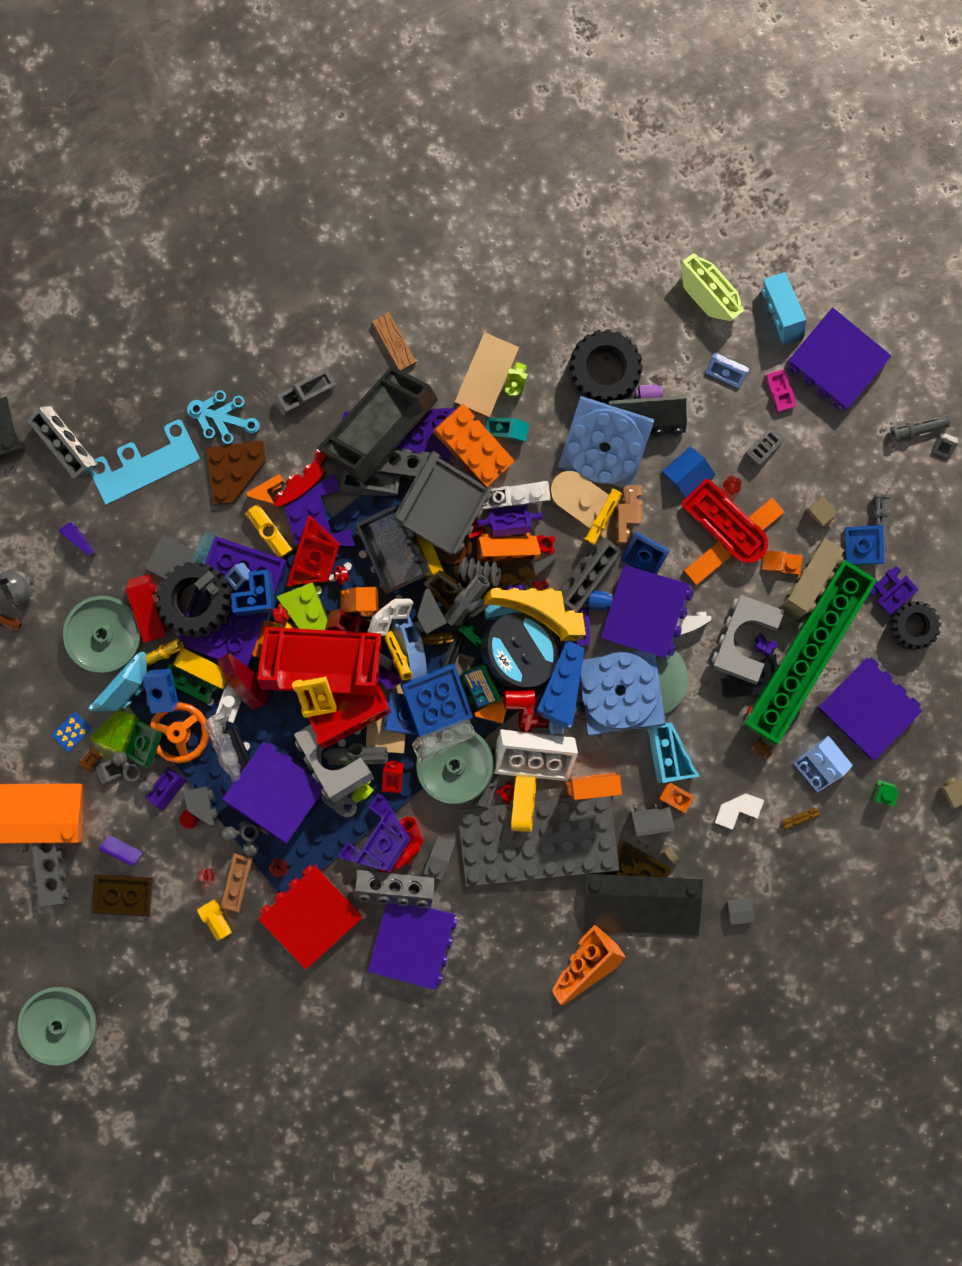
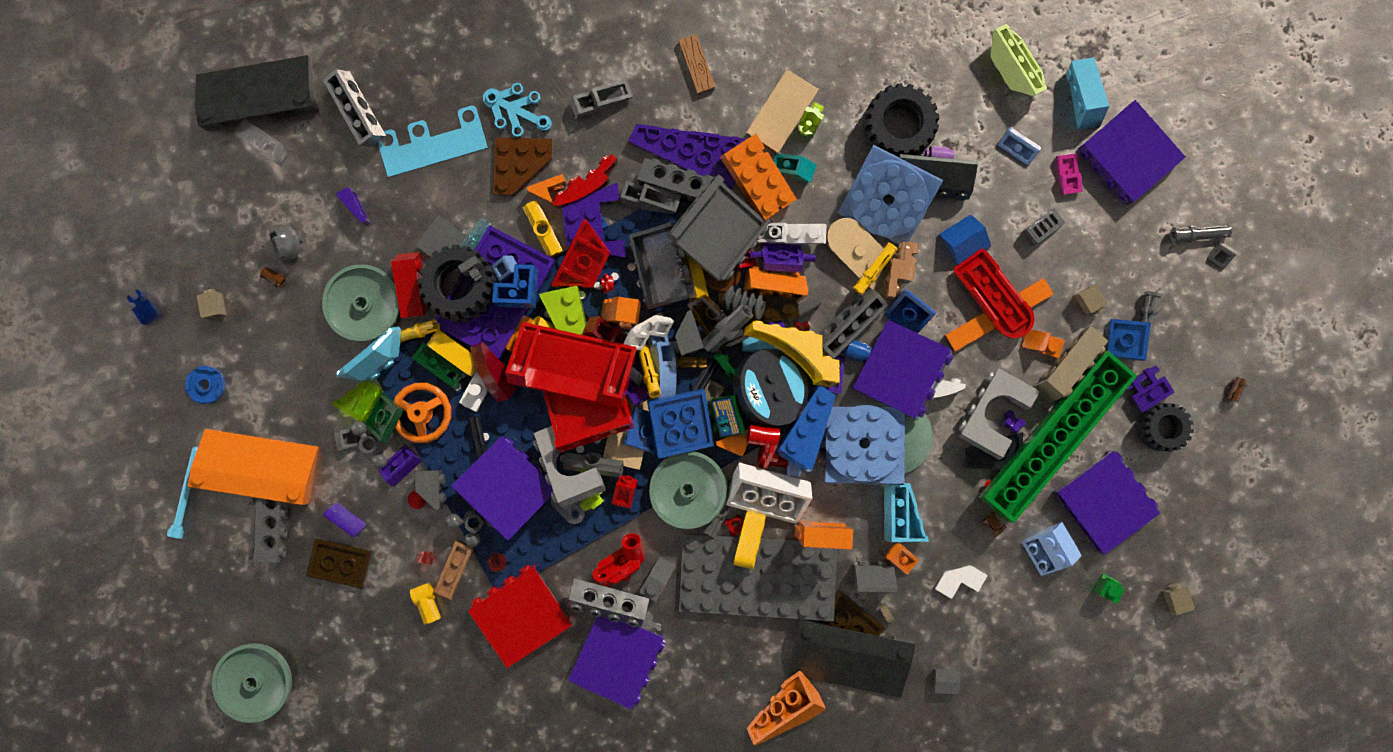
camera: 10 degrees right, 0 degrees up
(71, 731) = (316, 394): blue sticker -> none
(90, 759) = (330, 424): reddish brown bush -> none
(163, 681) = (414, 359): blue brick -> none
(223, 744) = (461, 431): clear piece -> none
(280, 615) = (540, 312): red plate -> none
(320, 694) = (565, 397): yellow plate -> none
(378, 423) = (668, 140): pearl dark grey slope -> none
(385, 842) = (607, 554): dark purple wing -> none
(443, 739) = (680, 463): clear slope -> none
(549, 540) = (817, 283): red plate -> none
(737, 485) = (1006, 254): clear red plate -> none
(800, 818) = (1020, 599): pearl gold axle -> none

